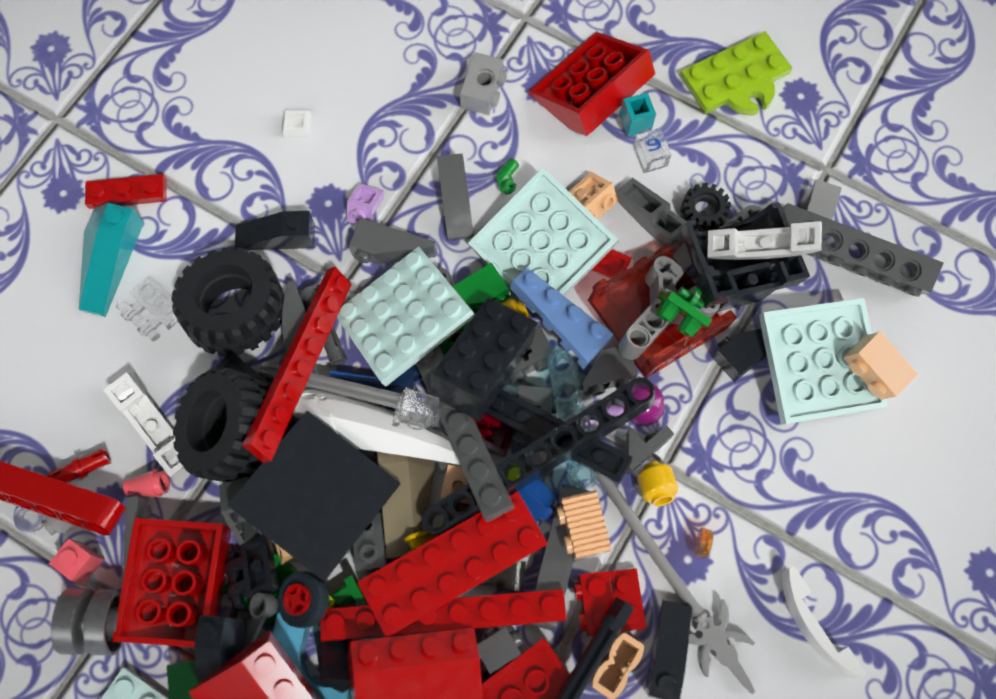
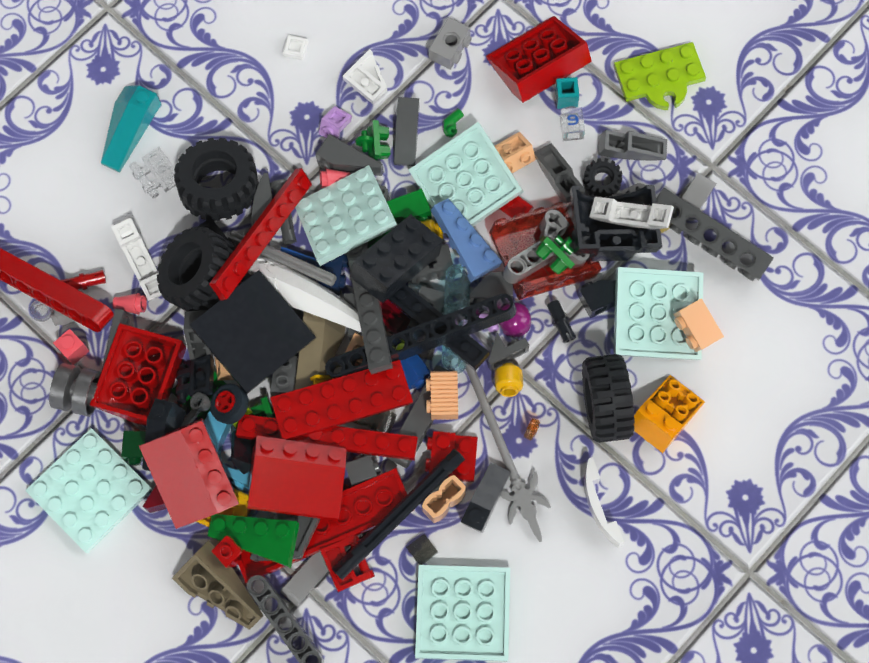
camera: 15 degrees right, 0 degrees up
(126, 191) = (152, 77): red plate -> none
(277, 231) = (262, 132): black slope -> none
(374, 269) = (331, 176): none -> coral cone
(391, 143) = (366, 78): none -> white wing
(414, 216) = (371, 139): none -> green hips
(416, 410) = (338, 286): clear brick -> none
(702, 393) = (561, 321): none -> black axle
(728, 163) = (632, 146): none -> dark grey slope
(800, 486) = (608, 398): none -> black tyre
(865, 487) = (666, 413): none -> light orange slope

